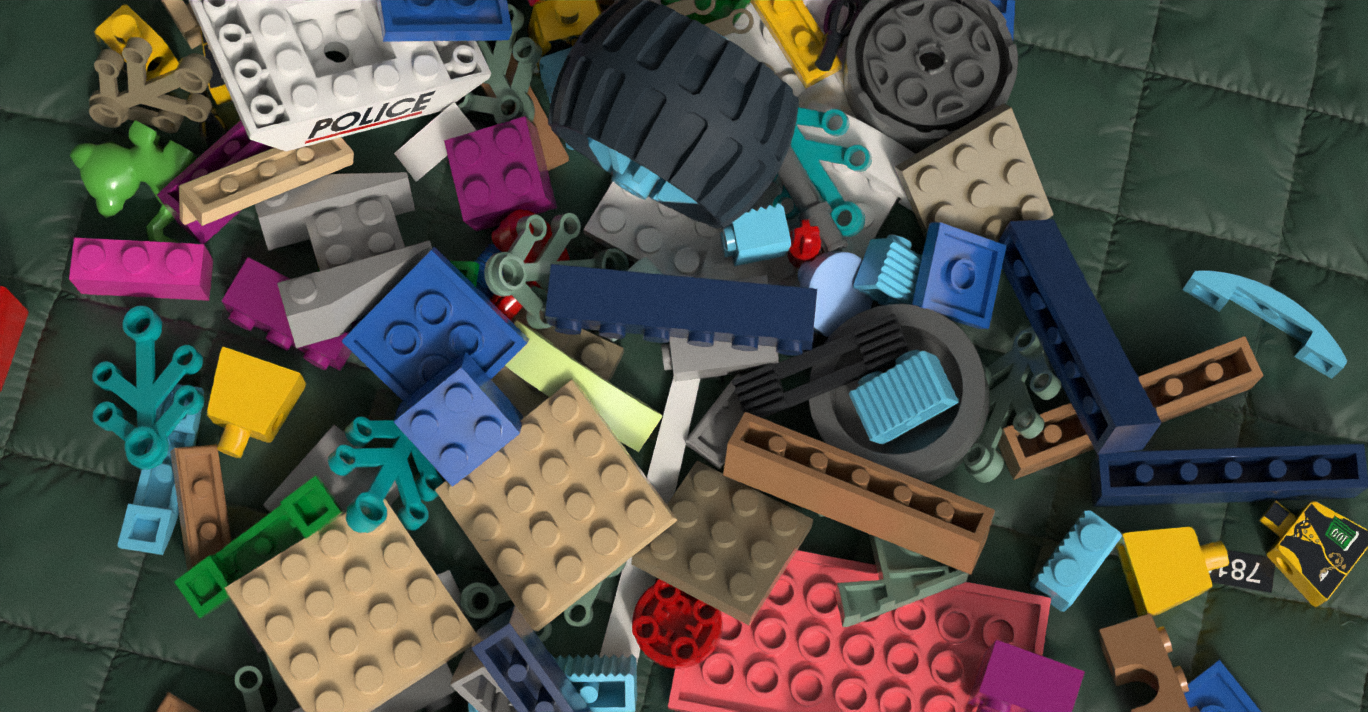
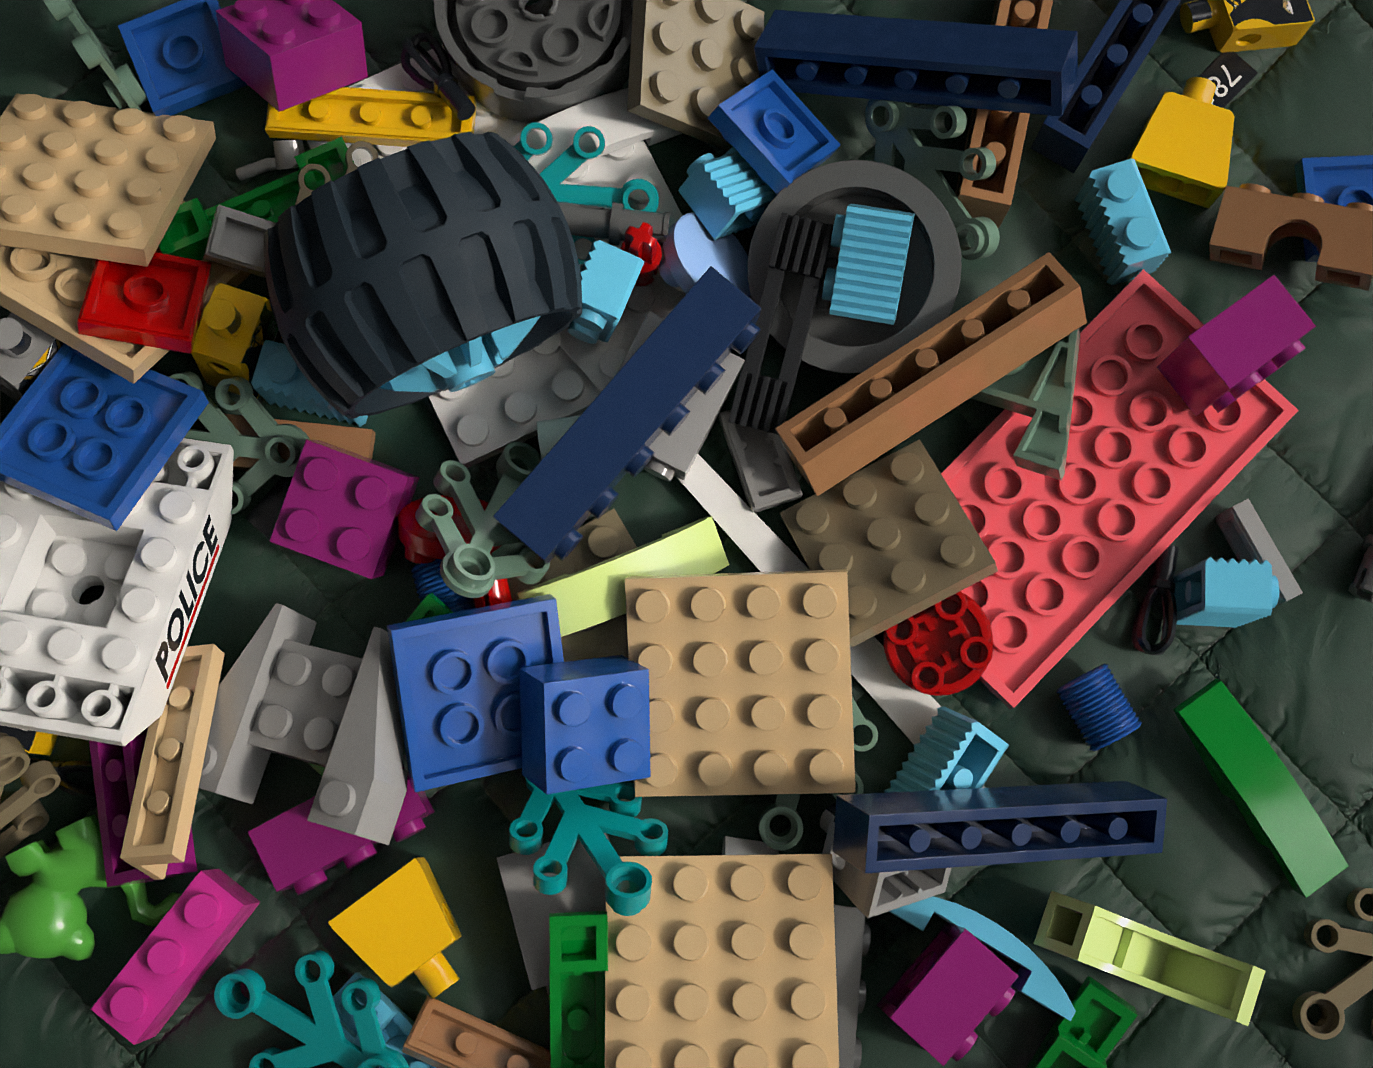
camera: 55 degrees left, 5 degrees up
(428, 145) = (257, 559): white sticker -> none

